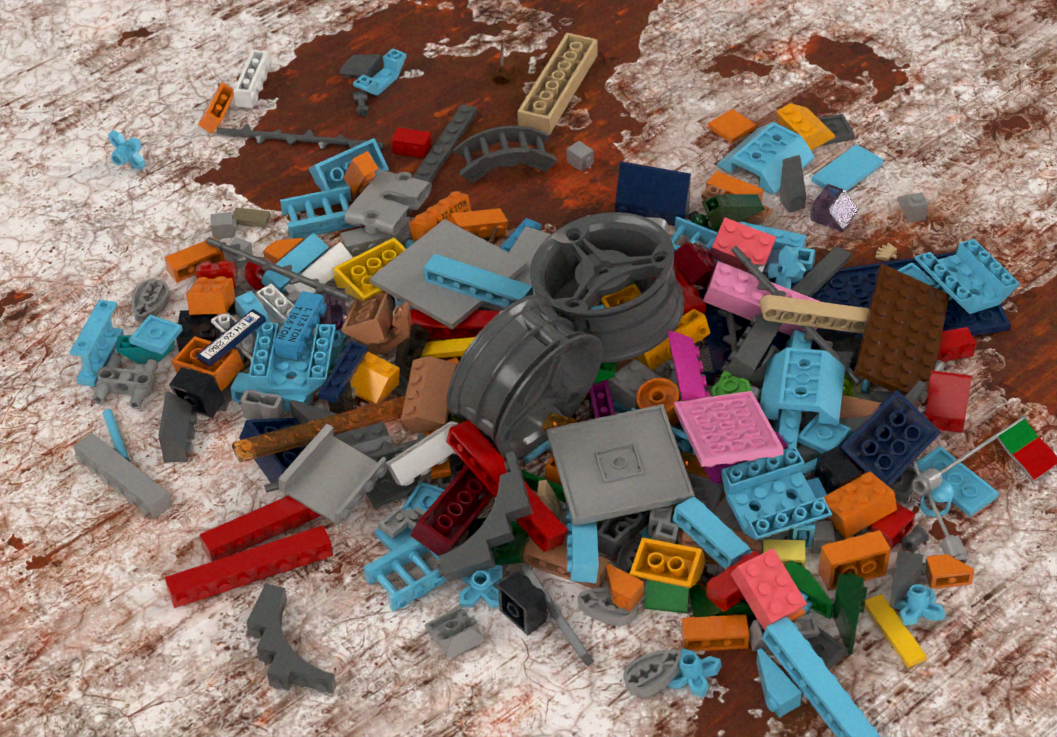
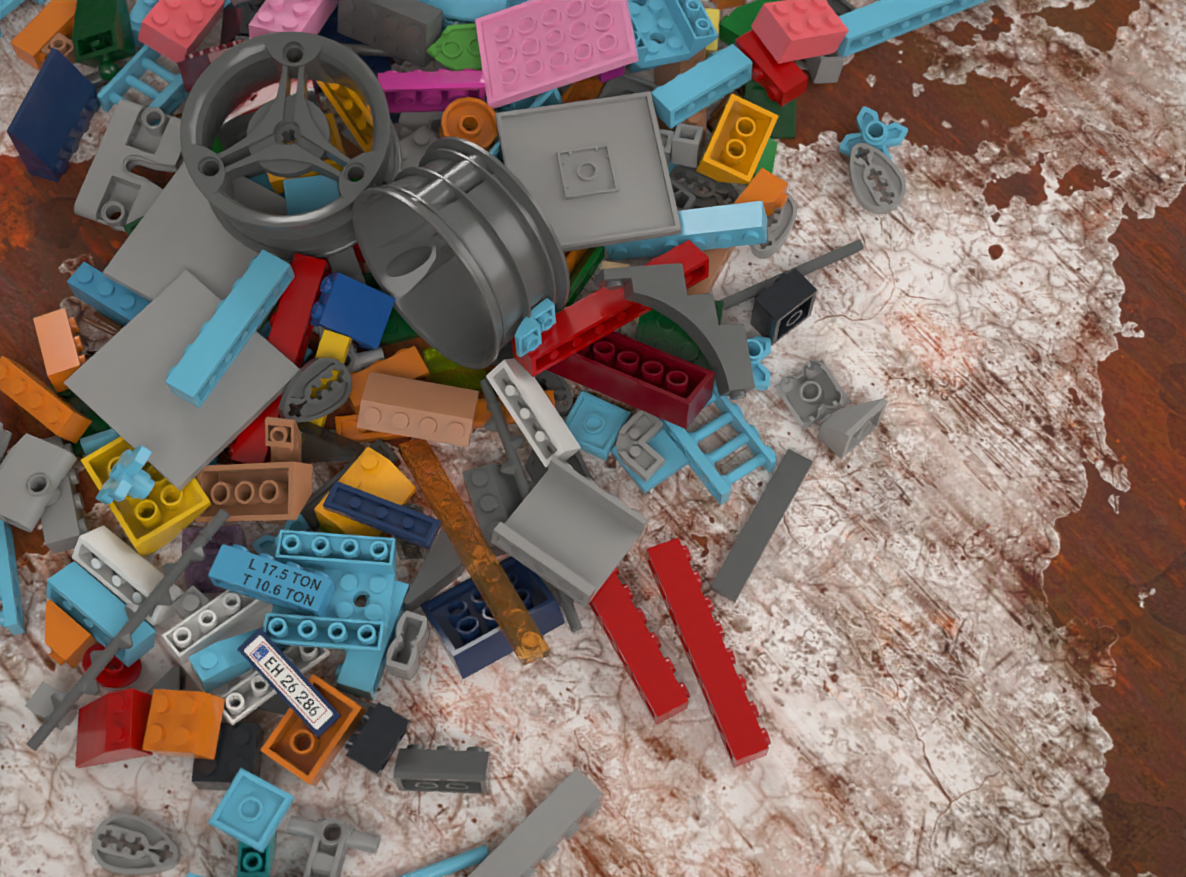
camera: 90 degrees left, 20 degrees up
(184, 262) = (56, 780): orange brick -> none
(273, 649) = (801, 620): dark grey arch -> none
(347, 602) = (761, 525): none -> dark grey tile
(373, 252) = (128, 477): none -> medium azure plant
(418, 648) = (850, 426): none -> light grey slope
(446, 330) = (309, 376): none -> dark grey piece
(467, 422) = (529, 331): none -> medium azure slope
(715, 633) = (817, 115): orange brick -> none
(779, 691) = (889, 62): medium azure slope -> none

